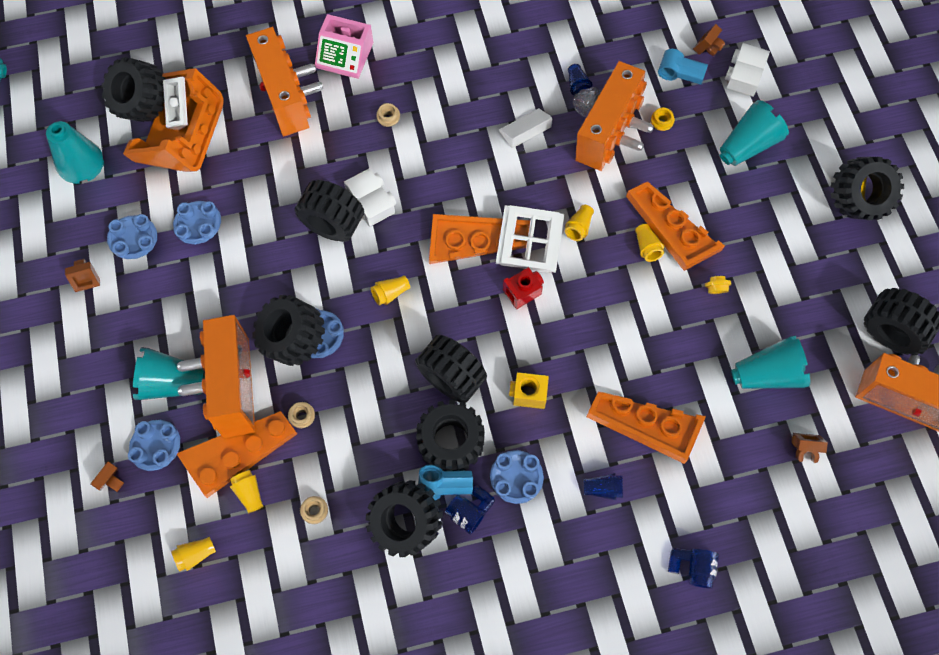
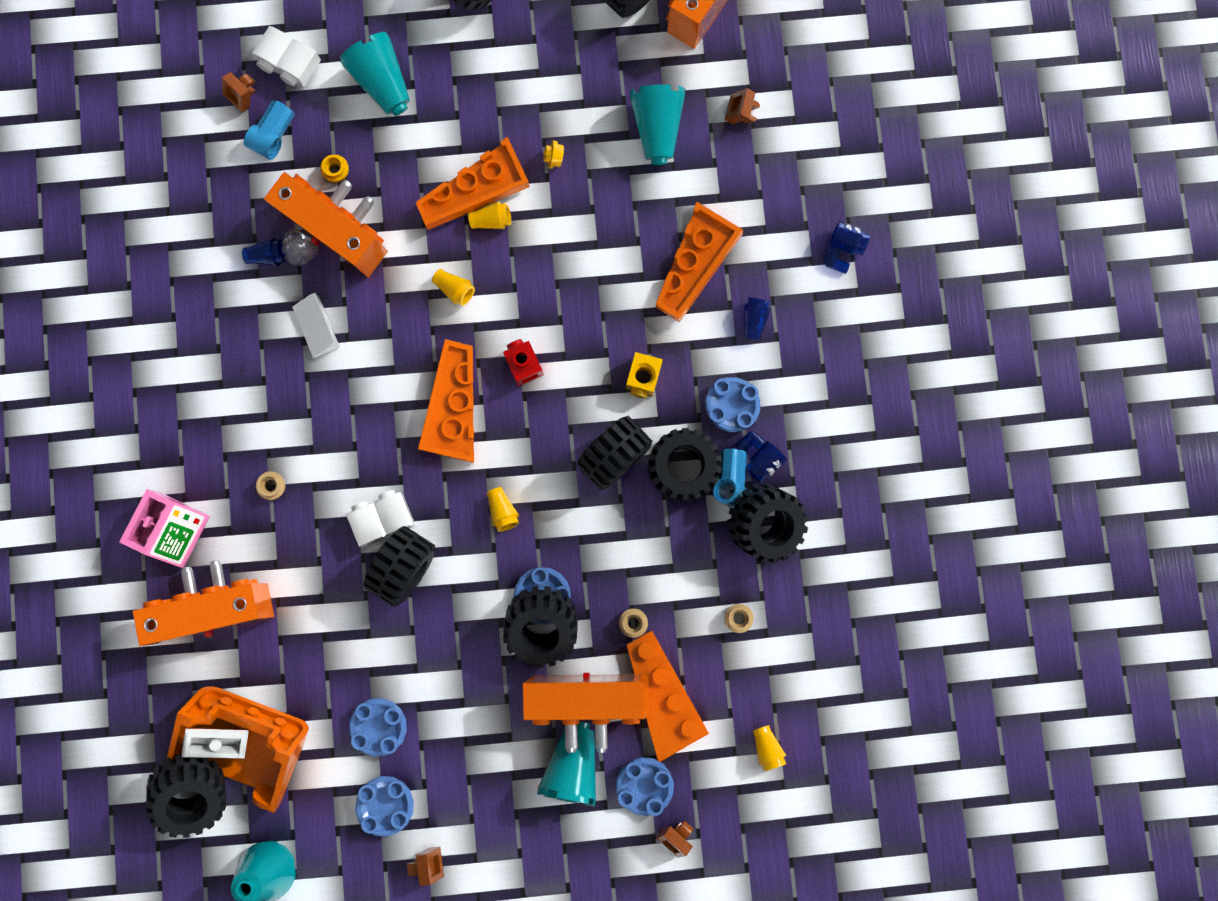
camera: 85 degrees left, 15 degrees up
(247, 490) = (708, 688): yellow cone -> none
(552, 242) = (476, 321): white piece -> none

